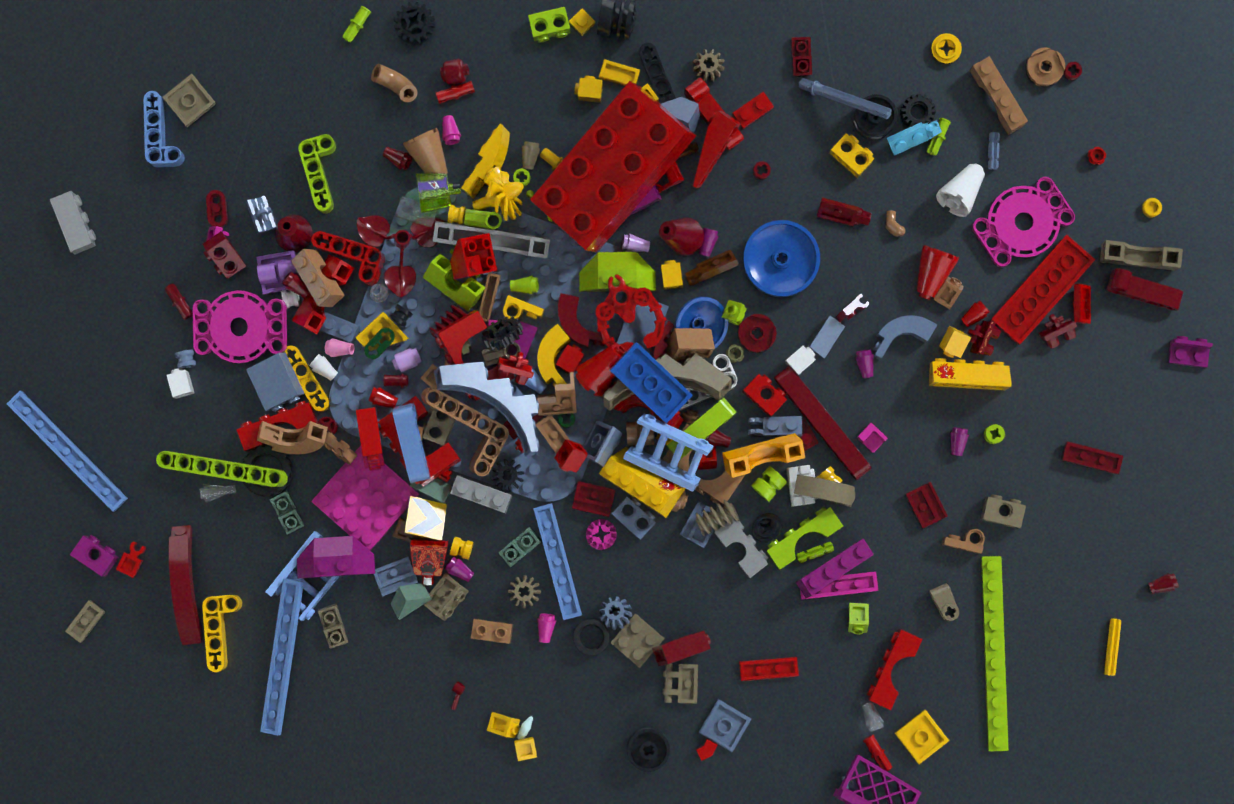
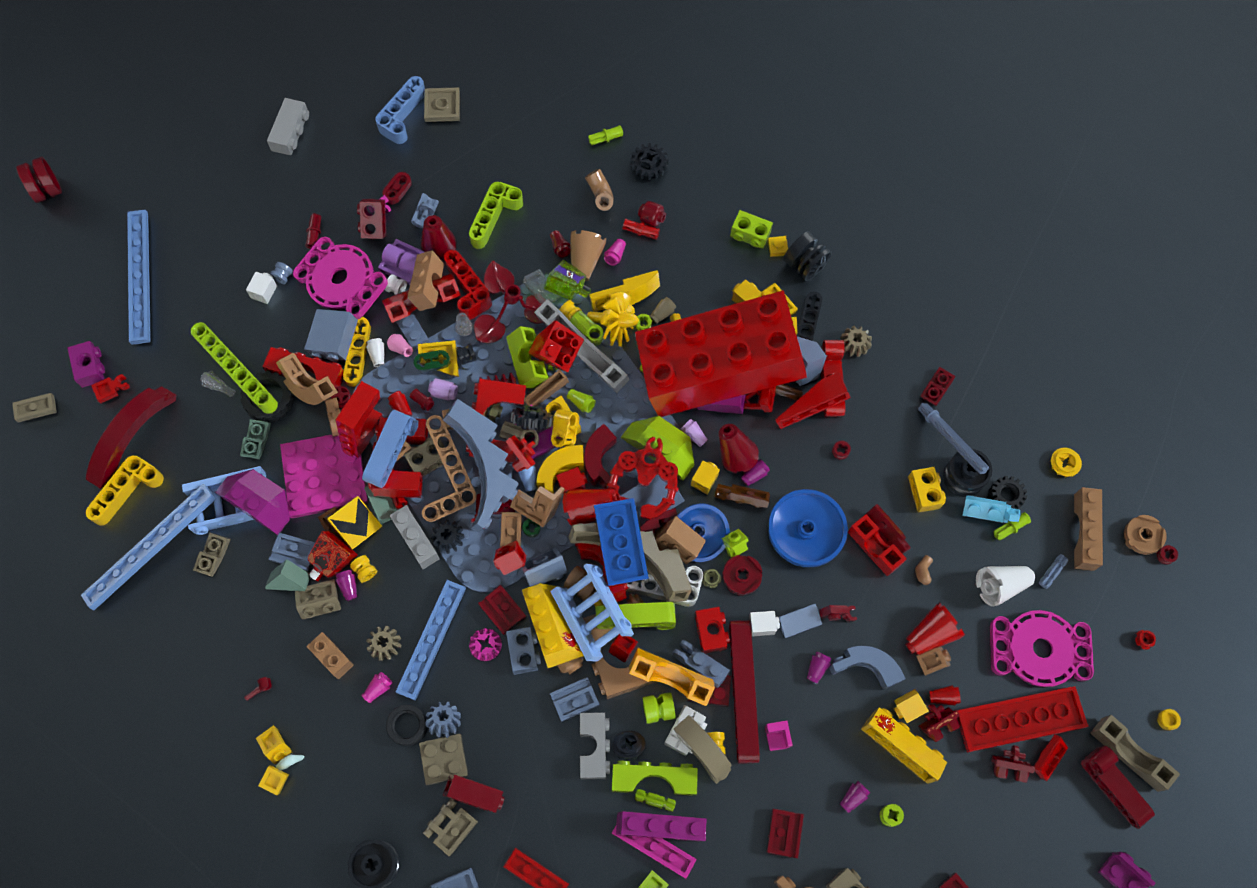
camera: 30 degrees right, 15 degrees down
(295, 284) = (405, 272): dark red cone -> none
(520, 547) = (409, 604): sand green slope -> none
(533, 320) = (564, 426): none -> yellow piece
(716, 517) = (591, 701): dark tan piece -> none
(719, 439) = (643, 637): dark red cone -> none
(753, 110) = (867, 400): red plate -> none
(835, 231) = (866, 535): none -> red arch

